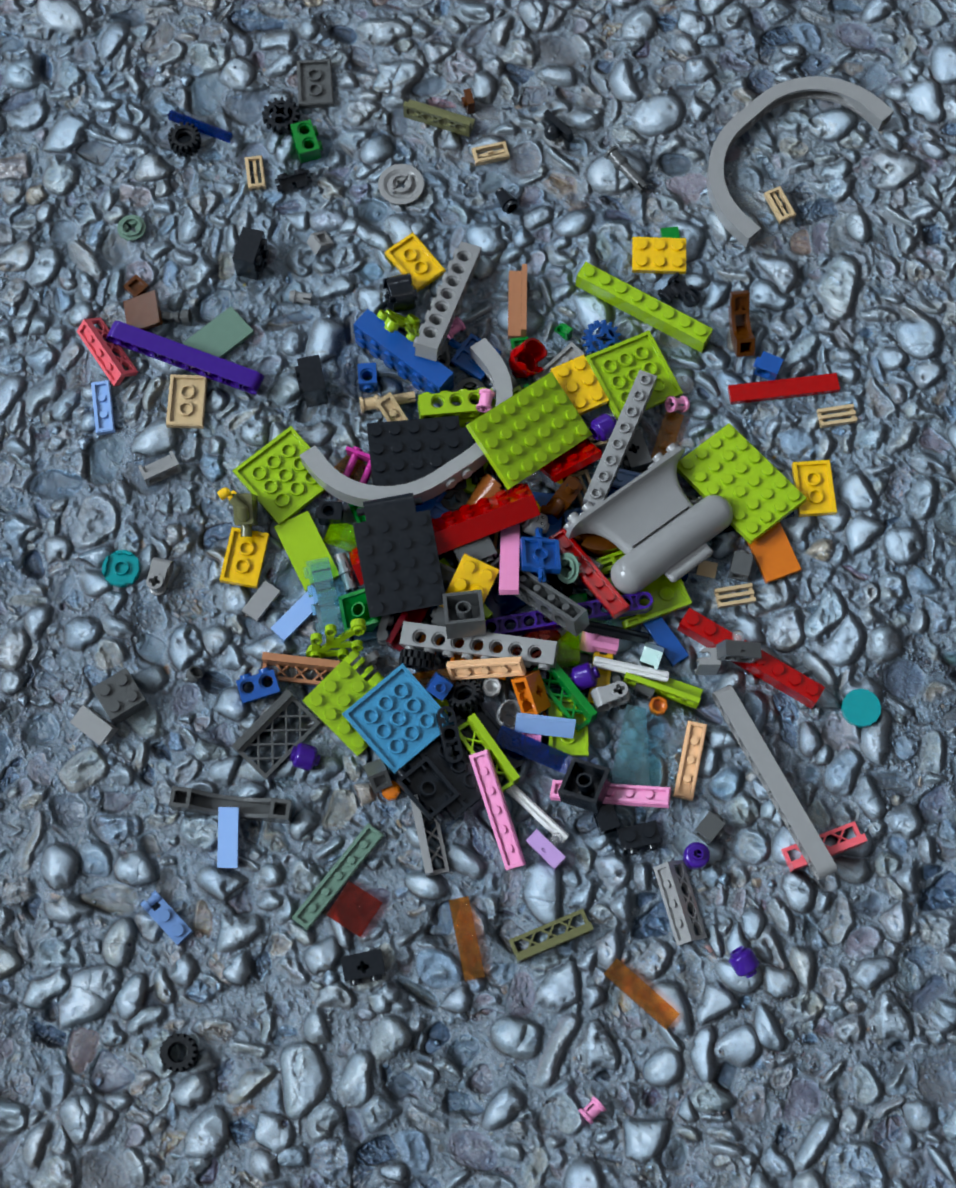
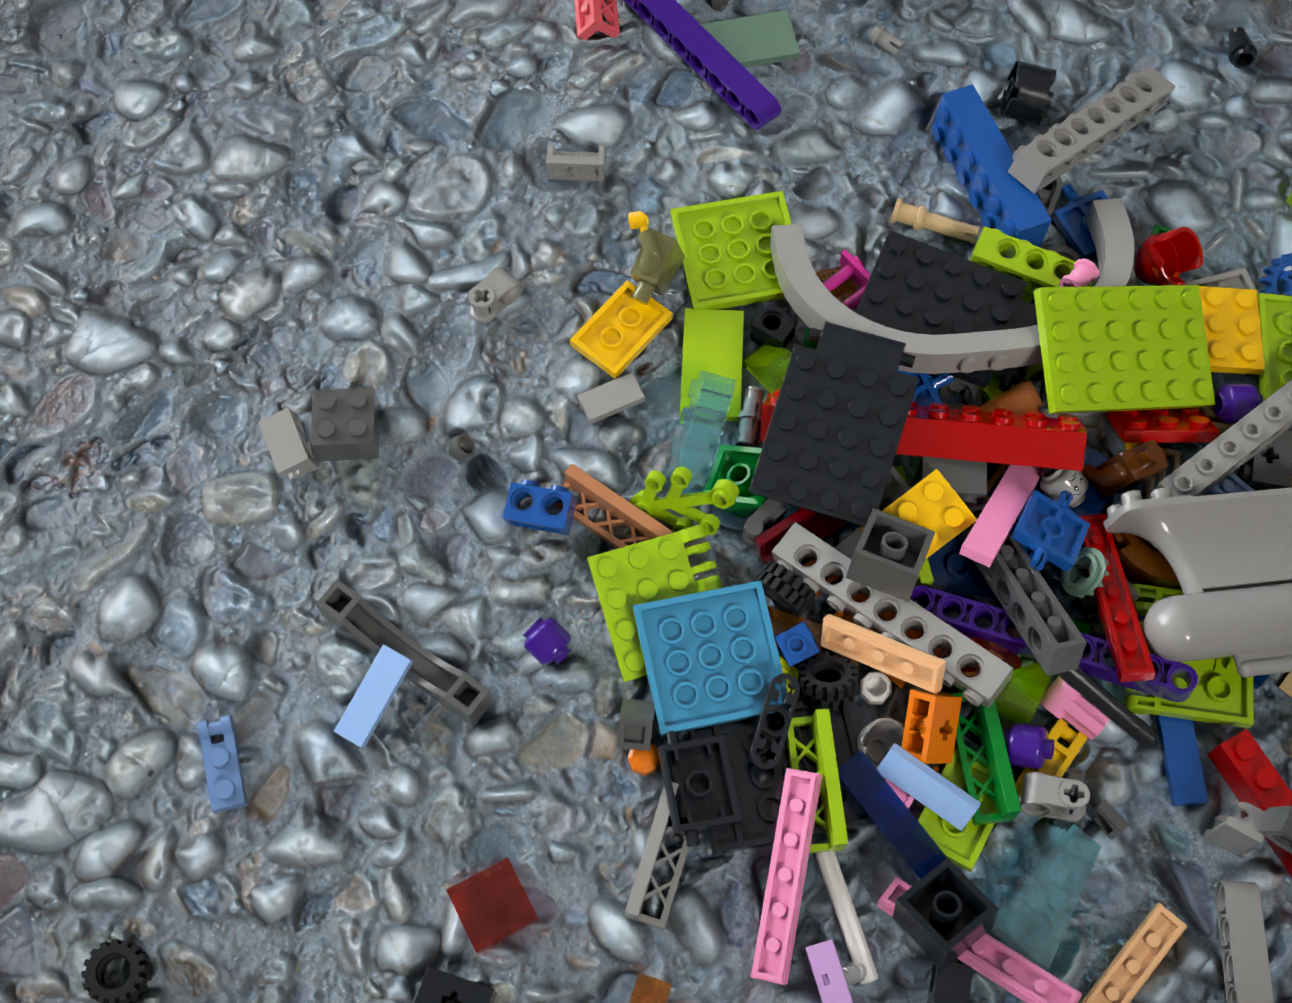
camera: 30 degrees right, 5 degrees down
(103, 407) = (548, 56): light blue tile -> none
(121, 568) = (450, 263): teal tile -> none
(186, 401) = (661, 99): tan tile -> none
(263, 722) = (518, 561): dark grey fence -> none
(294, 618) = (641, 443): light blue tile -> none
(311, 381) = (842, 145): black brick -> none
(337, 876) = (495, 842): sand green tile -> none
(367, 370) = (926, 170): blue brick -> none
(371, 658) = (720, 553): light grey tile -> none
(390, 408) = (933, 228): tan plate -> none
(394, 321) = (998, 114): lime plant -> none
(414, 258) = (1076, 67): yellow tile -> none
(457, 326) = (1082, 173): bright pink bush -> none
(517, 303) = (1190, 182): nougat fence -> none
(564, 331) = (1241, 250): green tile -> none
(623, 667) = (1107, 774): white axle -> none
(652, 655) = (1150, 770): light aqua panel -> none
(658, 706) = (1121, 854): orange tile -> none
(671, 690) = (1147, 830): lime fence -> none

